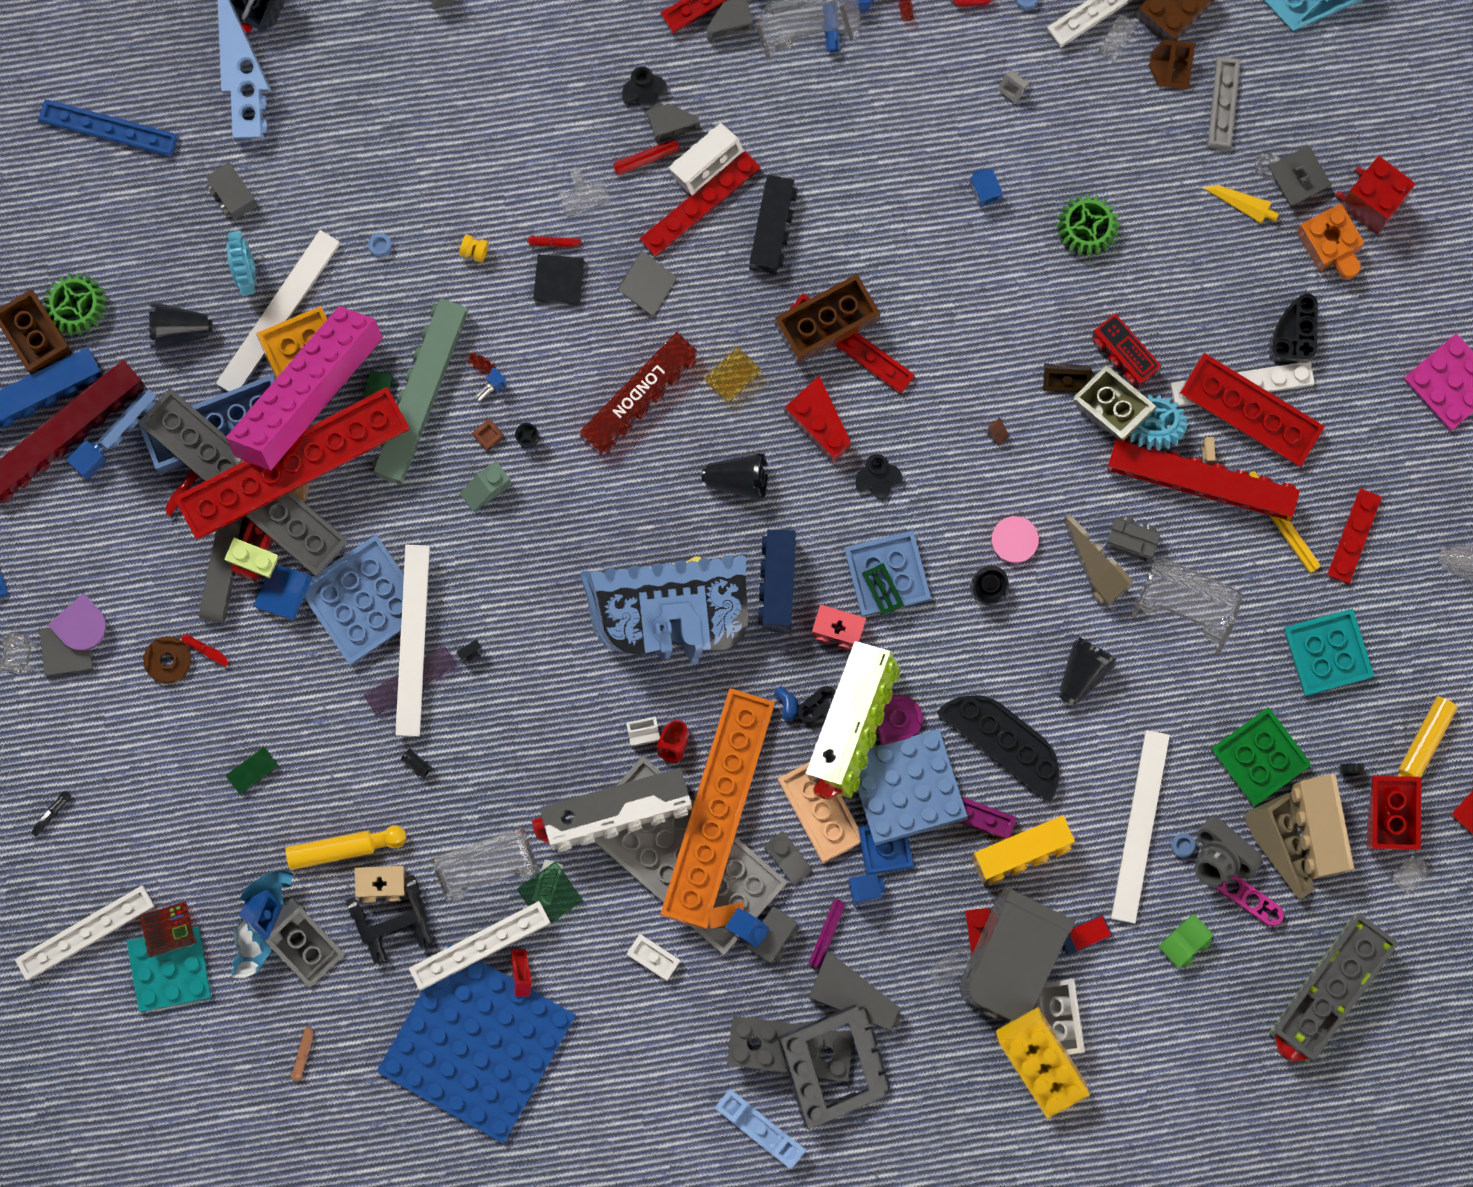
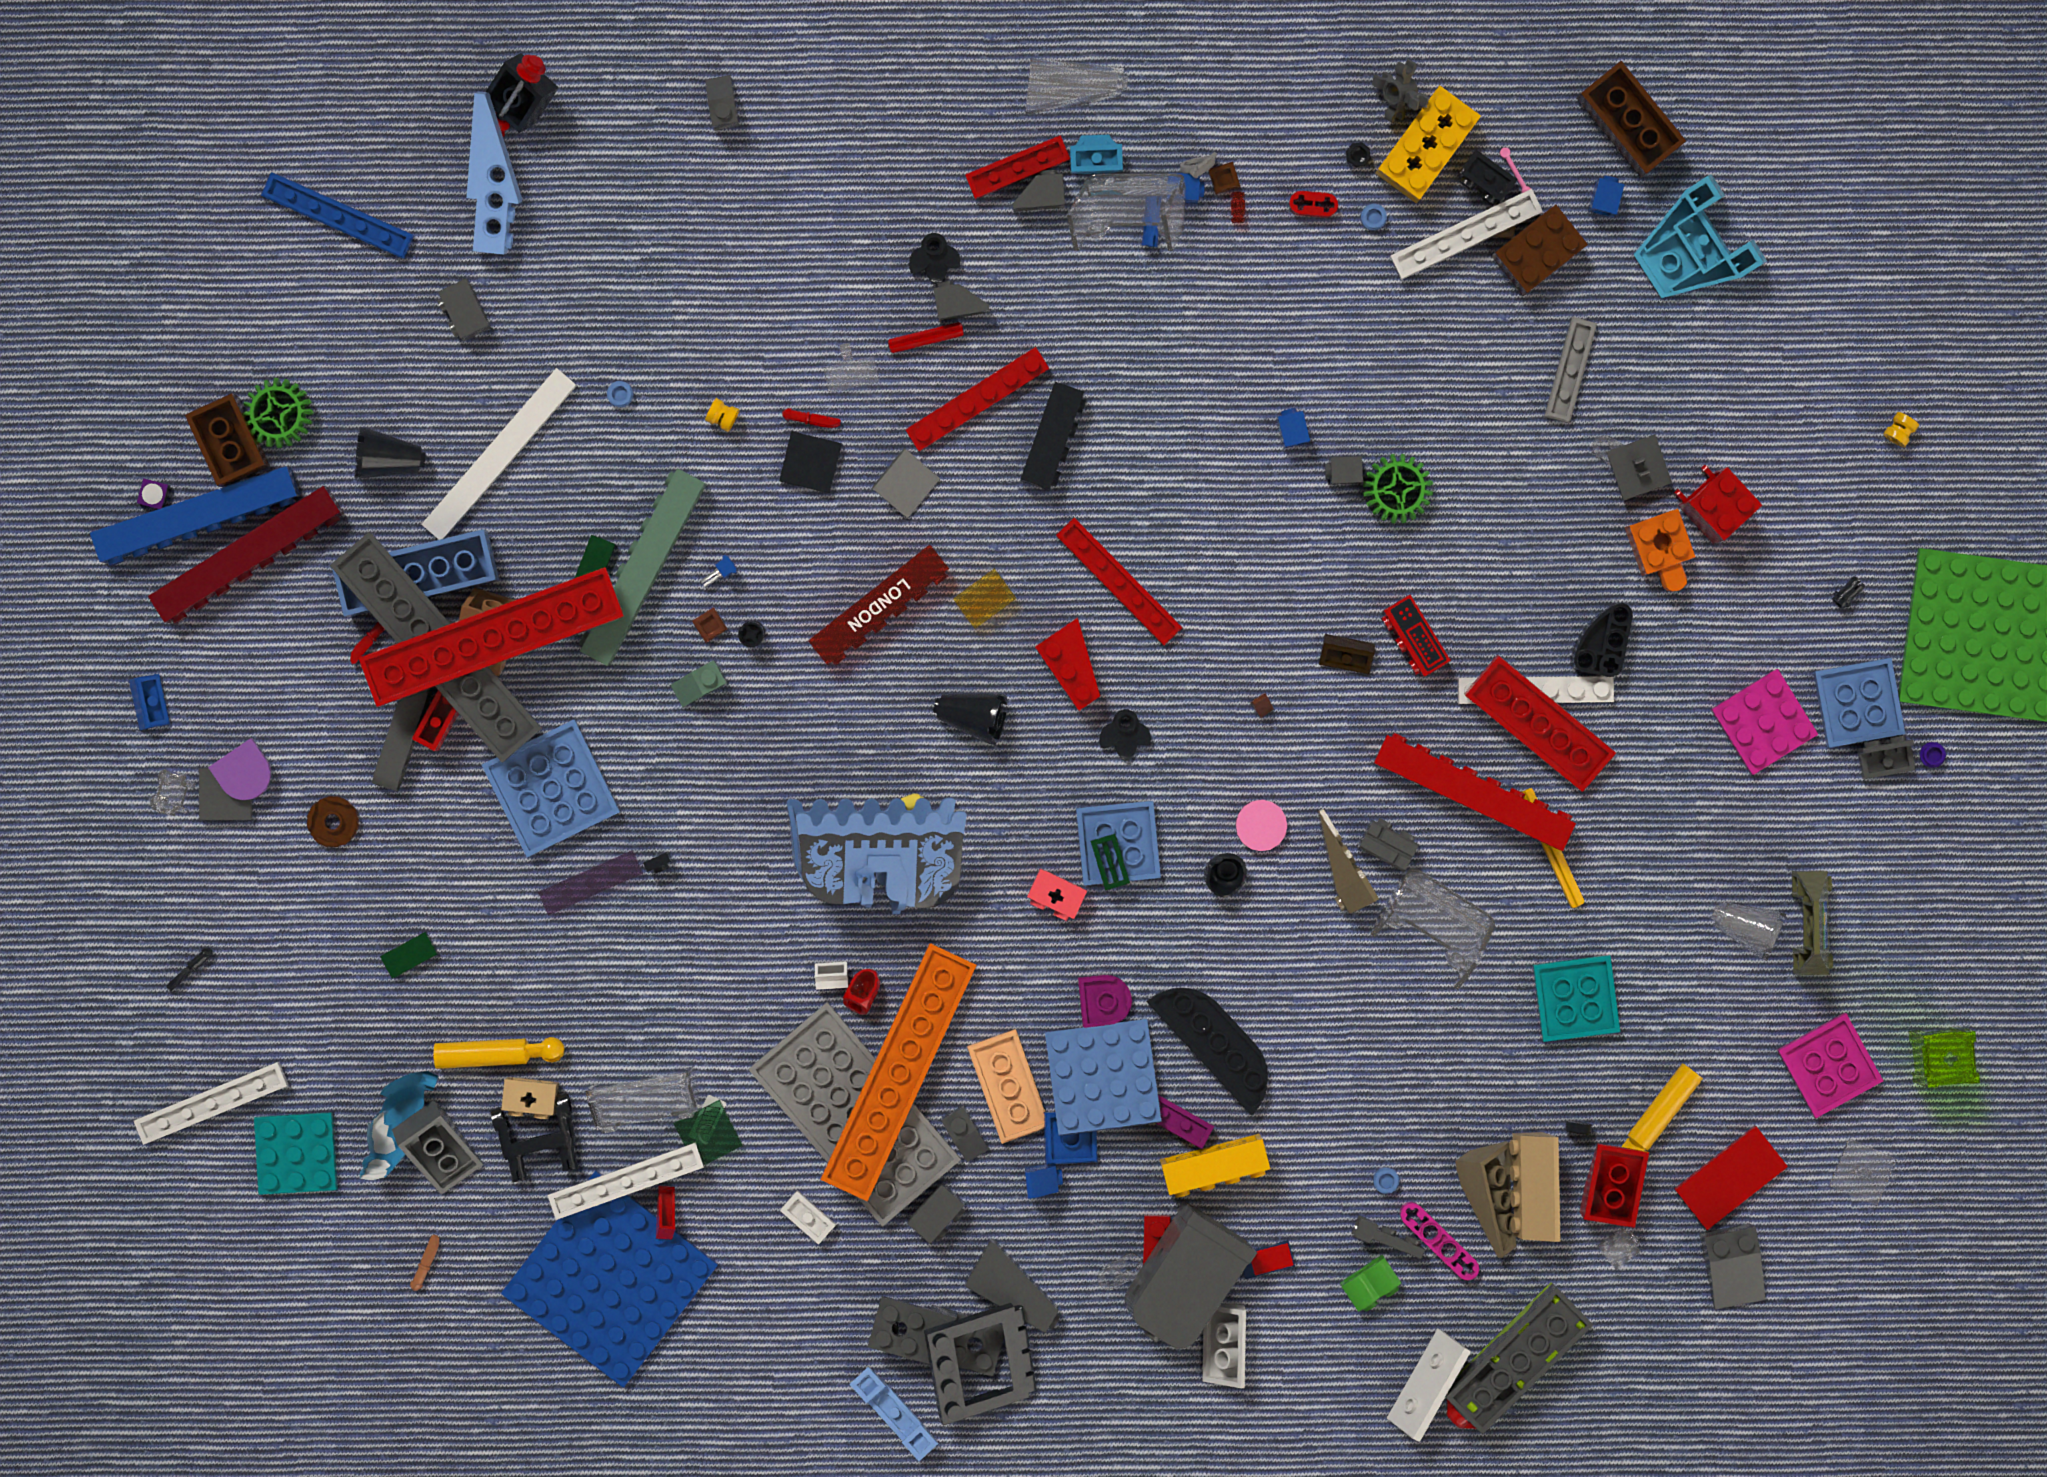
camera: 10 degrees right, 10 degrees up
(87, 459) = (271, 589): blue brick -> none
(127, 420) = (318, 557): medium blue plate -> none
(167, 929) = (298, 1113): clear red tile -> none
(208, 651) = (376, 817): red piece -> none
(241, 263) = (464, 398): medium azure gear -> none
(251, 558) = (435, 731): yellowish green plate -> none
(261, 913) = (398, 1115): blue slope -> none
(283, 592) = (465, 767): blue tile -> none
(287, 338) = (512, 499): light orange plate -> none
(304, 388) = (515, 553): dark pink brick -> none
(412, 640) = (598, 842): white tile -> none
(416, 763) = (585, 973): black pin -> none
(481, 362) = (713, 544): clear red piece -> none
(613, 810) = (787, 1062): piece -> none
(706, 159) = (990, 351): white brick -> none
(721, 915) = (890, 1188): orange sticker -> none
(747, 927) = (910, 1205): blue brick -> none
(779, 581) = (999, 837): dark blue brick -> none
(790, 704) = (992, 968): blue arm -> none
(813, 700) = (1017, 968): black beam -> none
(827, 319) = (1095, 555): reddish brown brick -> none
(827, 933) = (994, 1218): magenta axle -> none
(852, 721) = (1055, 1003): piece -> none
(1013, 86) = (1341, 317): light grey tile -> none
(1037, 216) = (1344, 470): none -> dark grey brick
(1042, 1062) = (1198, 1393): yellow brick -> none
(1084, 670) = (1312, 980): black cone -> none
(1113, 403) = (1392, 698): olive slope -> none
(1117, 38) = (1465, 280): clear leg -> none
(1140, 827) = (1343, 1154): white tile -> none
(1154, 429) = (1428, 728): medium azure gear -> none
(1172, 63) = (1521, 318): reddish brown slope -> none
(1174, 892) = (1367, 1230): none -> dark grey plate
(1208, 450) = (1485, 760): tan tile -> none
(1224, 854) = (1426, 1200): dark grey beam -> none
(1250, 205) = (1578, 490): yellow bar -> none
(1255, 1026) = (1428, 1385): none -> white plate
(1261, 757) = (1484, 1099): green plate -> none
(1354, 536) = (1626, 875): red plate -> none

